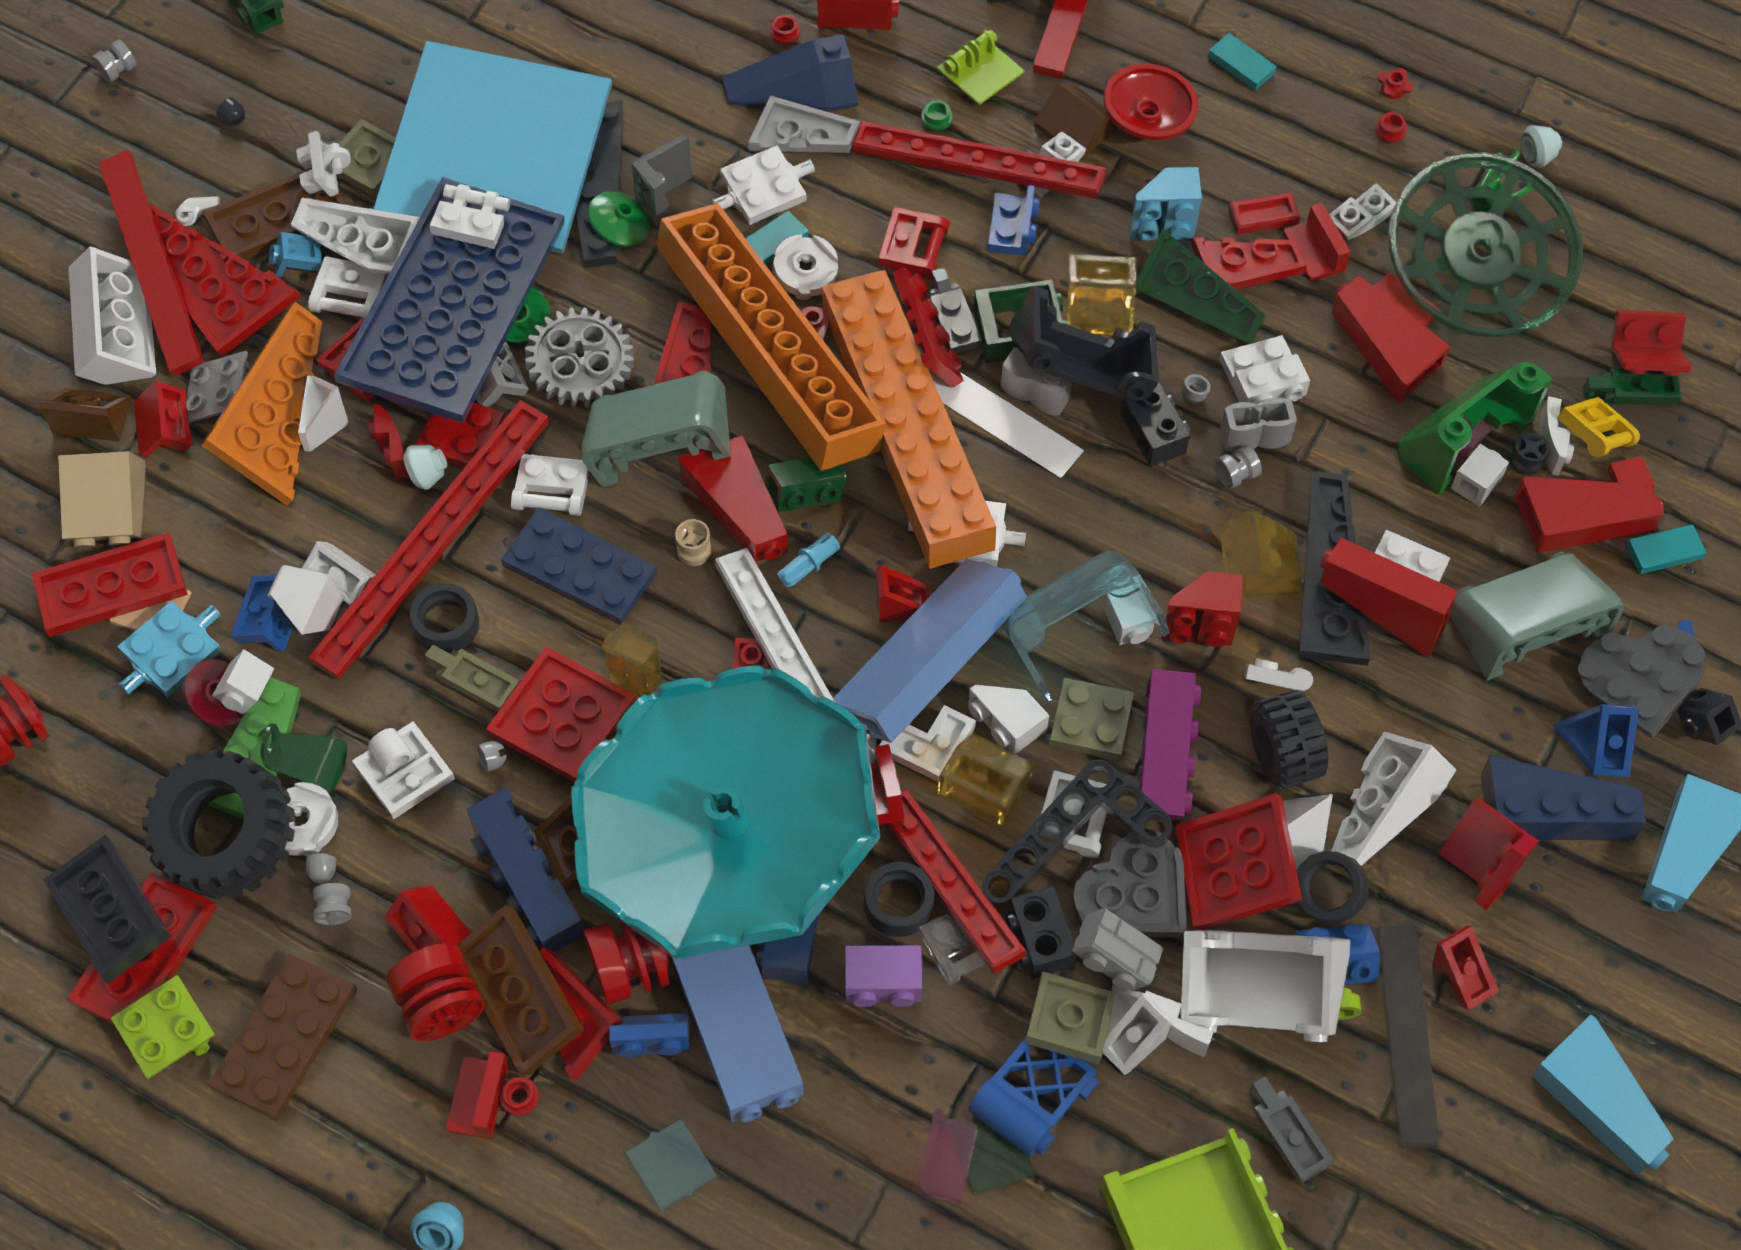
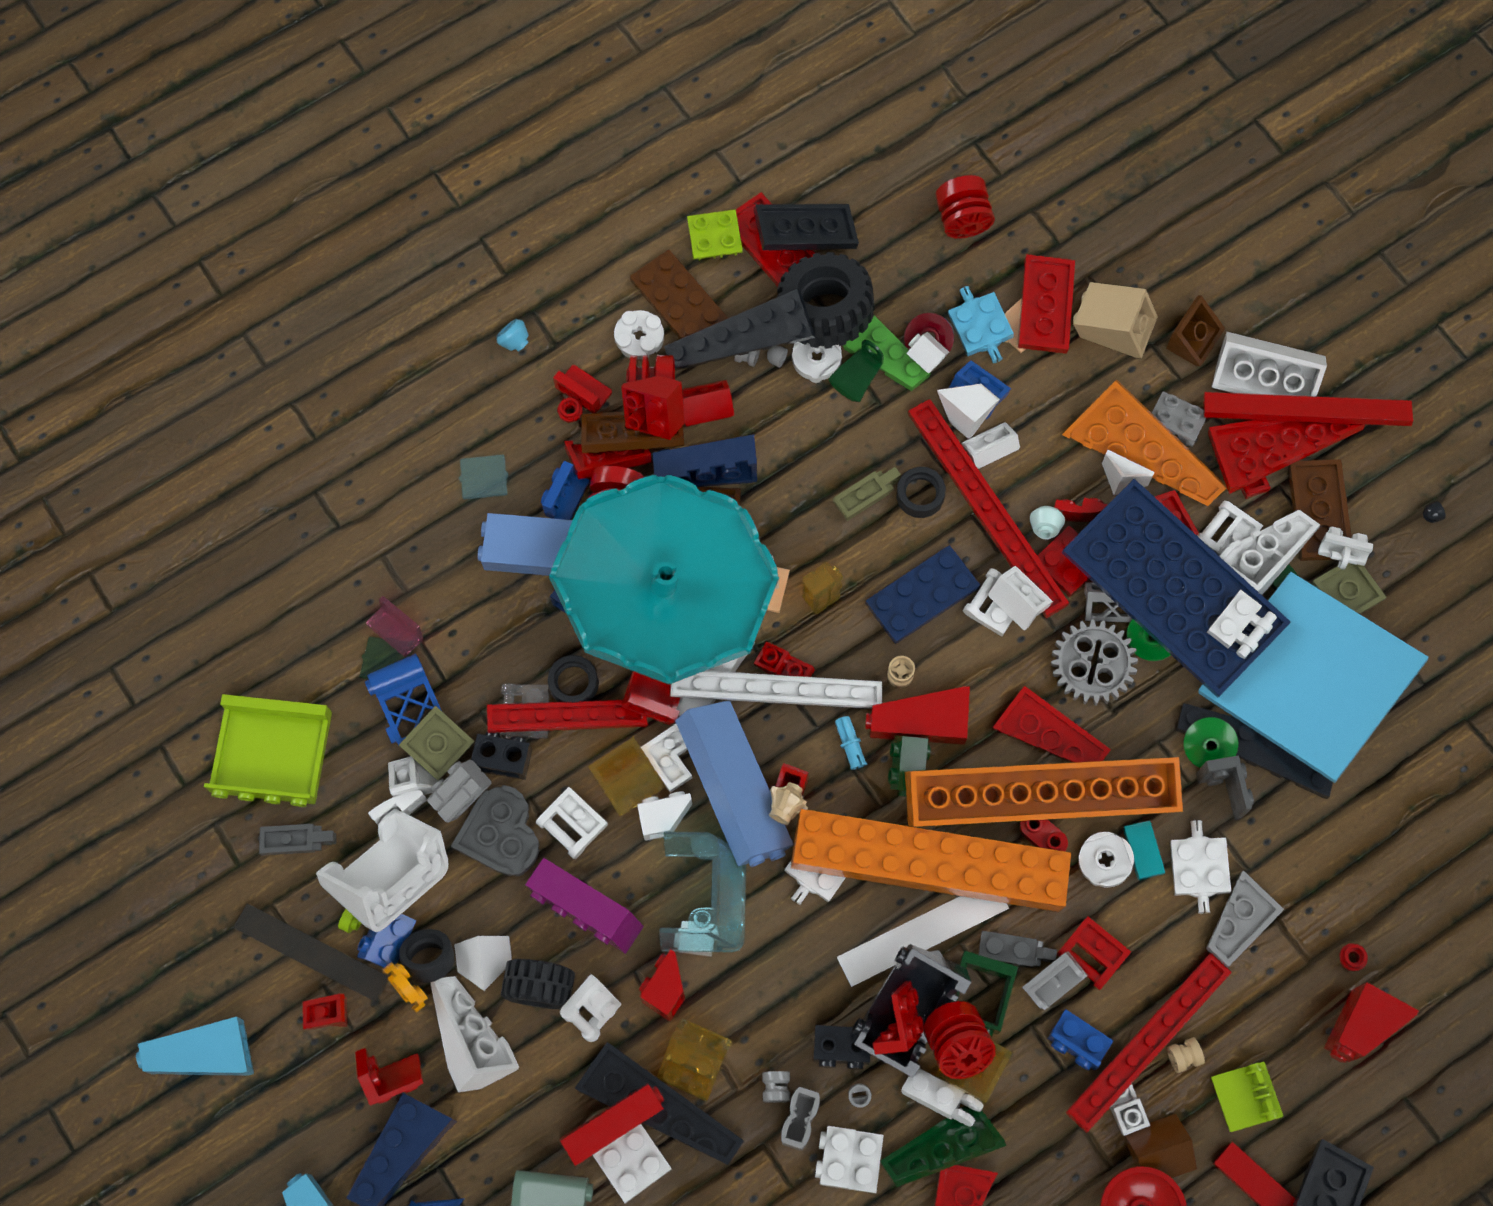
camera: 120 degrees right, 10 degrees up
(162, 419) = (1167, 377): red panel -> none
(193, 209) = (1350, 457): white arm -> none
(295, 252) = (1275, 507): dark azure bracket -> none
(305, 878) = (759, 328): none -> black wing
(343, 1051) = (634, 322): none -> white plate
(402, 768) = (820, 426): white plate -> none
(481, 951) = (654, 406): none -> red slope
(489, 755) = (804, 481): light grey hinge -> none
(540, 447) = (1019, 597): none -> white panel
(560, 713) = (811, 533): red plate -> none
(656, 421) = (1000, 681): sand green windscreen -> none
(808, 74) = (1294, 944): dark blue wedge -> none
(883, 975) = (525, 643): medium lavender brick -> none
(925, 575) = (786, 803): none -> tan rock
(930, 334) = (988, 914): red wing -> none
(937, 115) = (1212, 1035): green plate -> none
(964, 262) = (1055, 981): none -> light grey hinge
(971, 126) = (1186, 1055): none -> tan wheel
(1070, 824) = (558, 802): black beam -> none
(1091, 719) = (635, 873): olive plate -> none
(1092, 293) = (959, 1040): none -> red wheel
(1121, 345) = (909, 1026): none -> red bracket
(1152, 306) = (940, 1097): none -> white hinge
(1169, 204) = (1031, 1165): medium azure slope -> none
(1238, 862) = (473, 902): red plate -> none
(1380, 888) = (408, 992): none -> light orange plate

